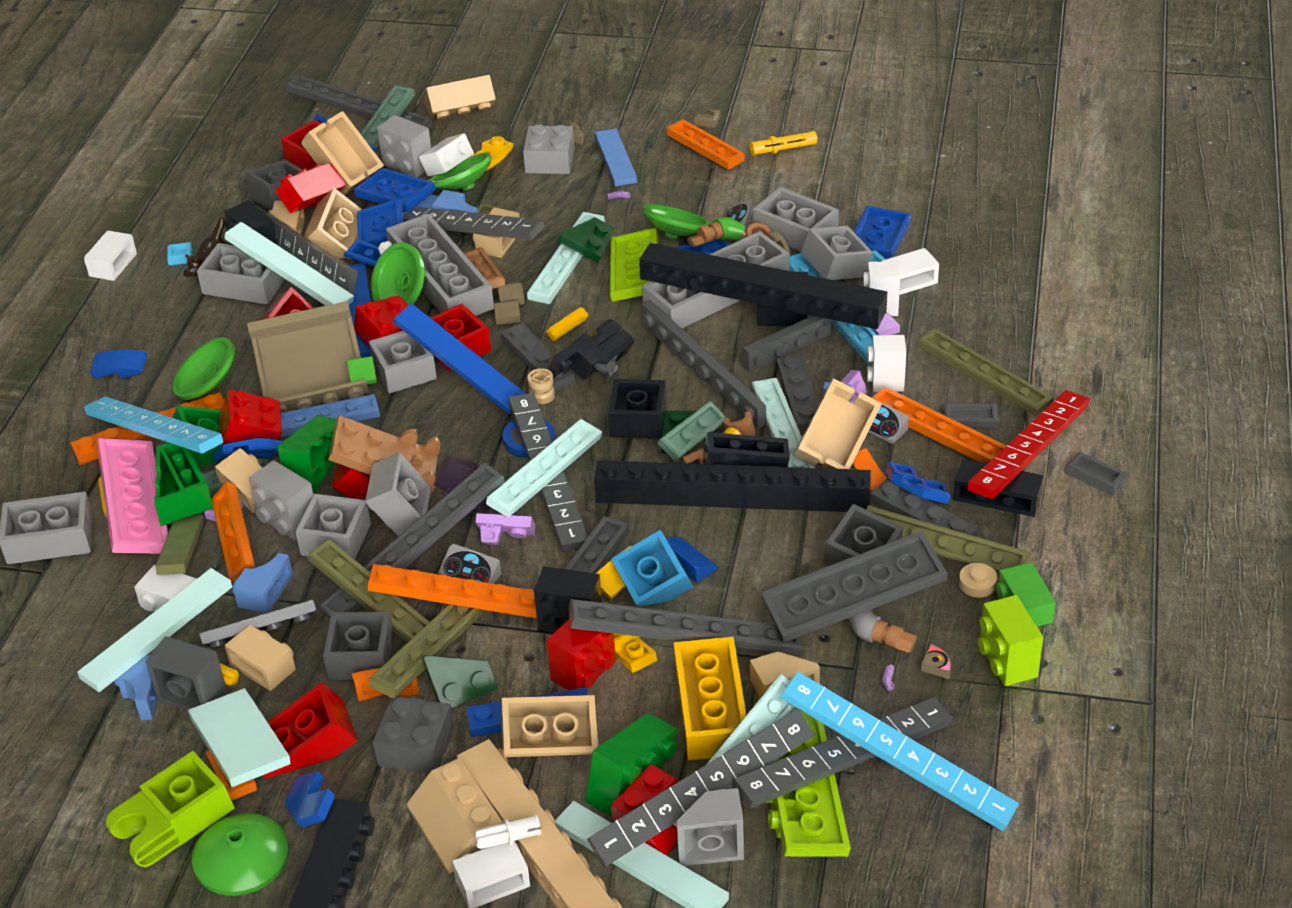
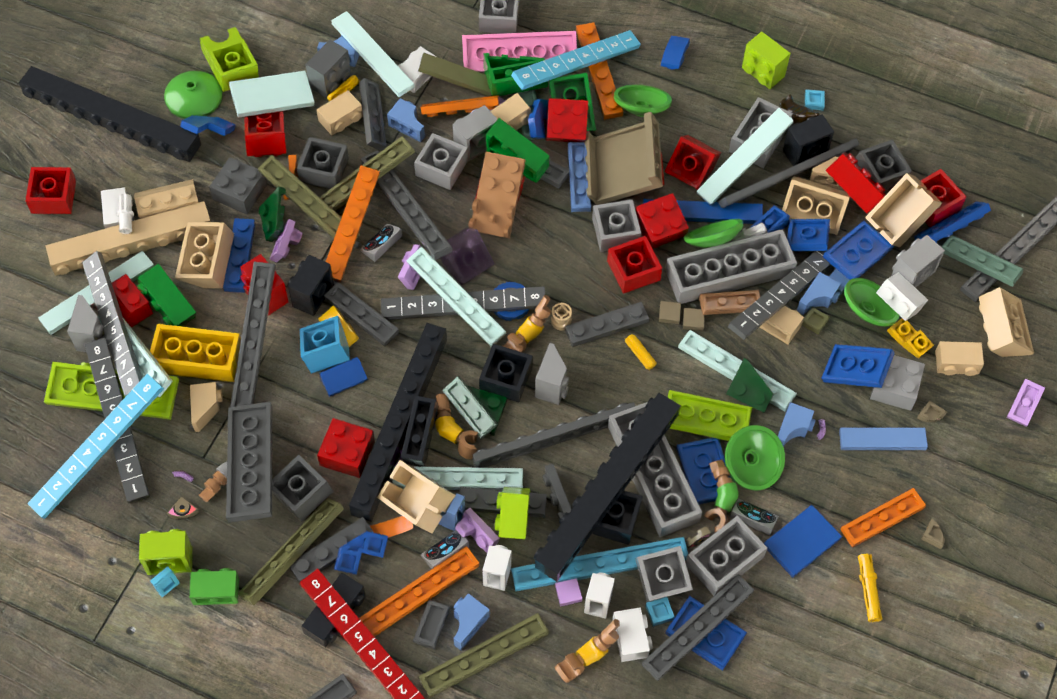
camera: 100 degrees right, 20 degrees up
(110, 255) = (816, 52): white brick -> none
(133, 280) = (765, 60): none -> lime brick
(362, 369) = (603, 194): bright green tile -> none
(397, 493) = (453, 199): light grey brick -> none
(457, 356) = (594, 256): blue tile -> none
(503, 660) = (289, 235): none -> lavender hinge
(509, 119) = (959, 358): none -> tan brick
(541, 169) = (858, 365): none -> blue tile
(542, 75) = (1025, 402): none -> lavender hinge
(565, 406) = (530, 328): none -> medium nougat piece
(594, 353) = (582, 358): black plate -> none
(623, 207) = (796, 423): none -> medium blue arch
(627, 360) = (551, 378): none -> light grey slope
(633, 652) = (280, 320): yellow slope -> none
(744, 184) = (802, 541): none -> blue tile
(789, 523) = (346, 448): none -> red brick
(819, 354) = (514, 512): none -> lime brick
(889, 228) = (697, 627): none -> dark grey plate
(943, 294) = (589, 653): none -> medium nougat piece
(952, 382) = (471, 617): none -> medium blue arch
(977, 580) = (246, 562): tan wheel -> none
(1050, 645) = (164, 581): none -> medium azure tile

